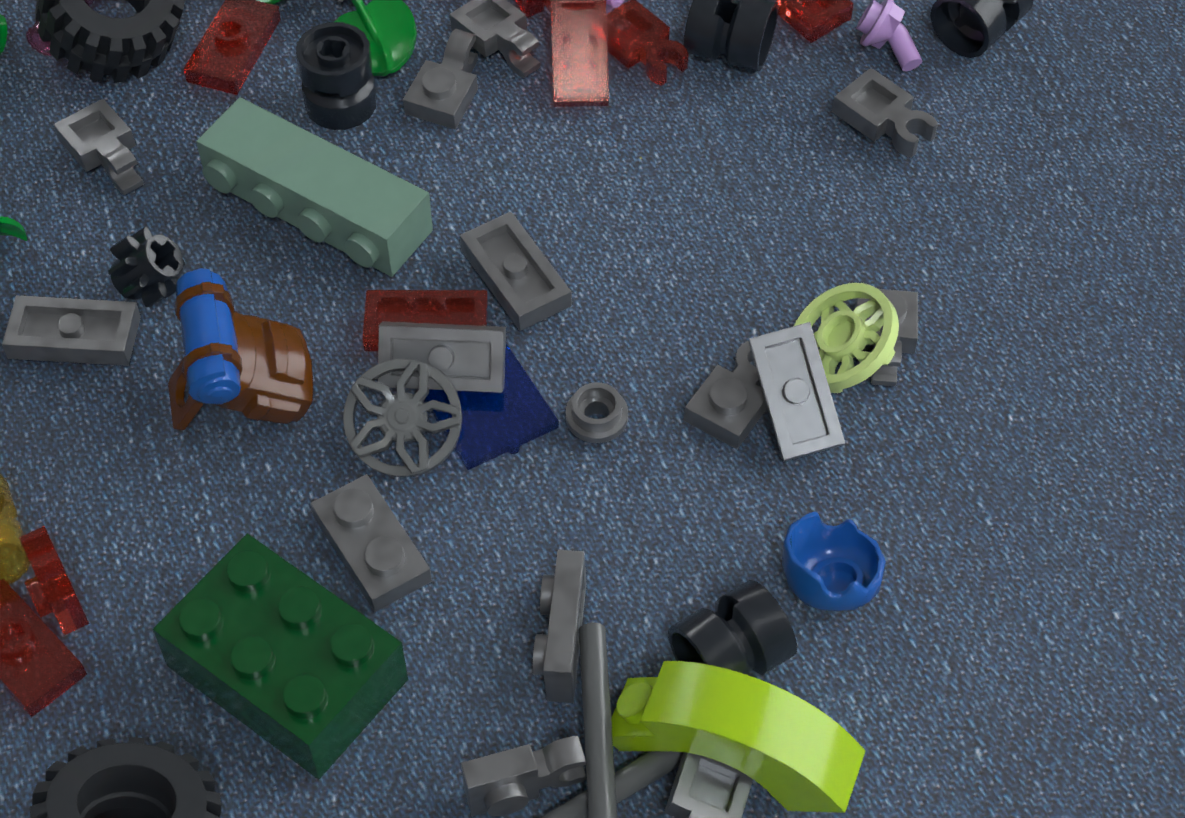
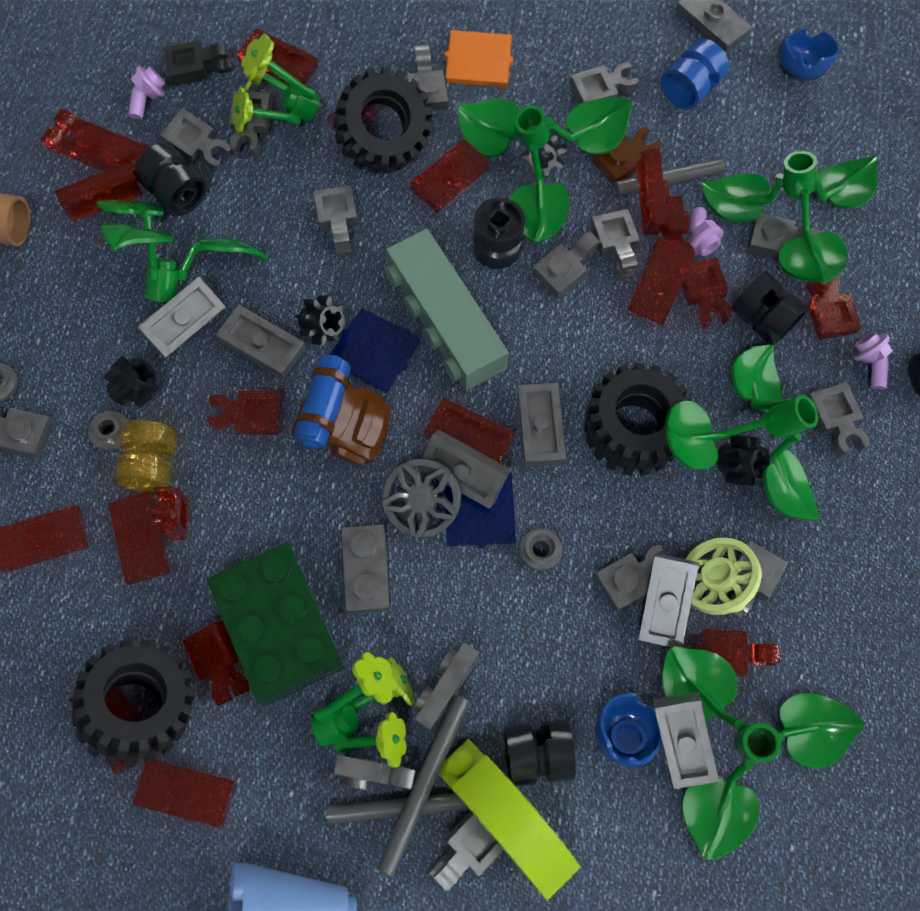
camera: 25 degrees right, 15 degrees up
(105, 418) = (253, 412): none -> clear red plate
(215, 735) = (215, 657): none -> clear red plate
(254, 272) = (375, 349): none -> clear blue piece
(434, 737) = (379, 681): none -> plant
(638, 173) = (616, 443): none -> black tyre
(795, 200) = (742, 460): none -> black gear
(817, 118) = (757, 381): none -> green plant
(907, 428) = (735, 650): none -> clear red plate
(912, 536) = (686, 740): none -> flat silver plate
(1064, 462) = (815, 732): none -> green plant

